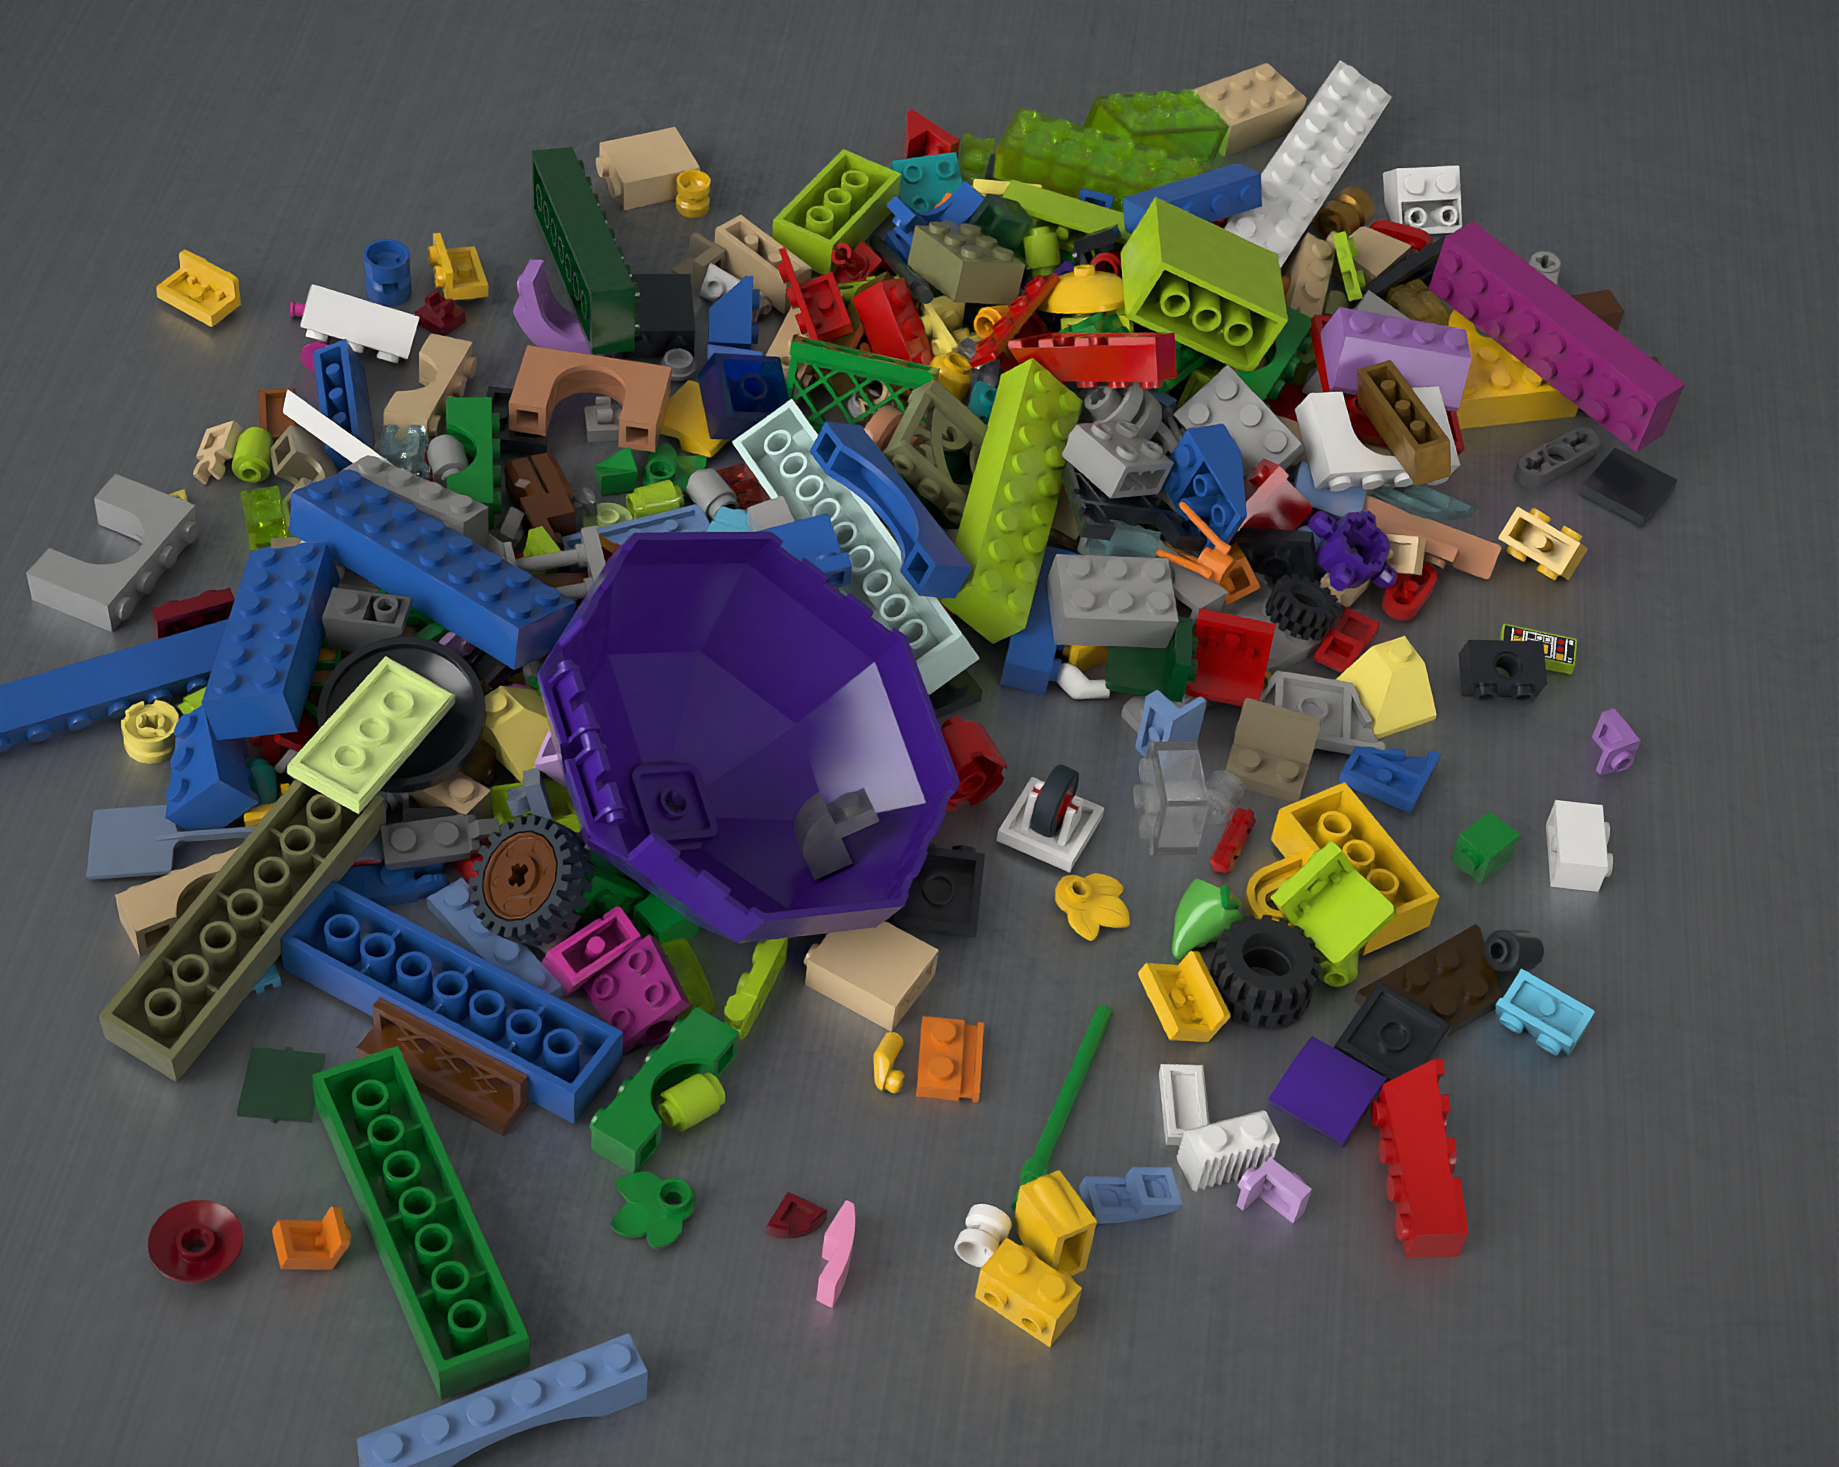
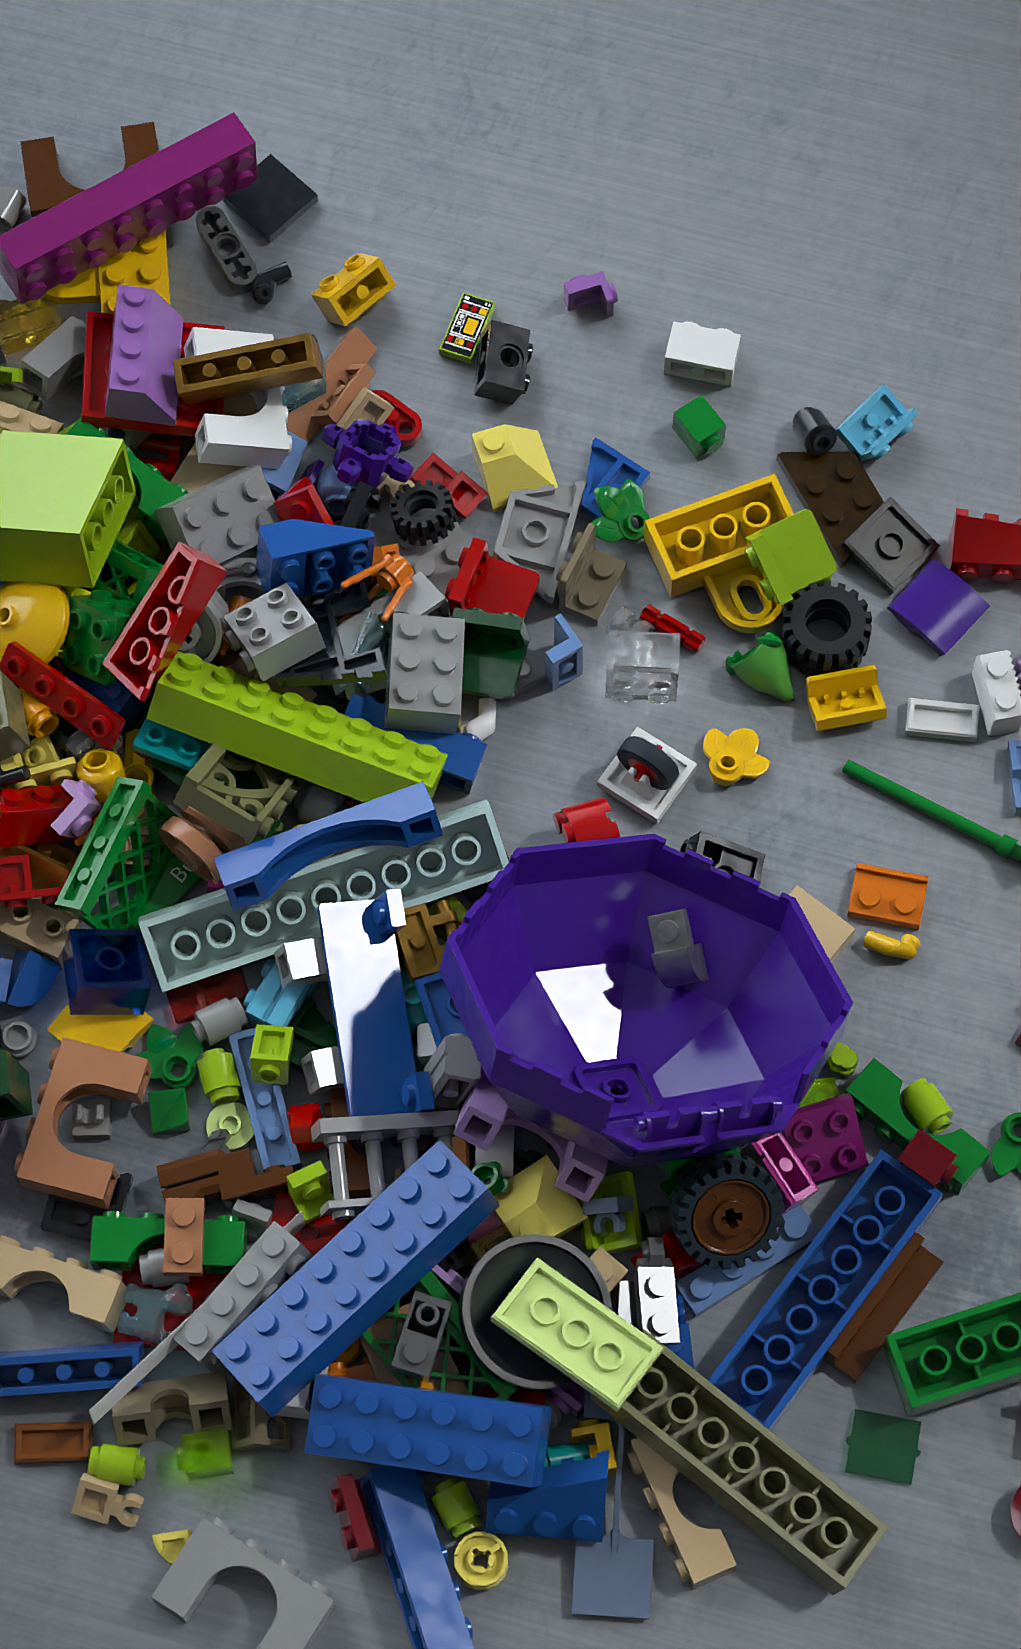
camera: 75 degrees left, 20 degrees up
(472, 455) = (184, 1237): none -> nougat plate
(613, 1076) = (929, 1159): none -> dark red brick
(677, 517) = (271, 1054): none -> lime bracket
(916, 348) = (78, 814): none -> lavender bracket
(1359, 771) = (617, 510): none -> green plate
(1531, 488) = (266, 282): none -> black arm

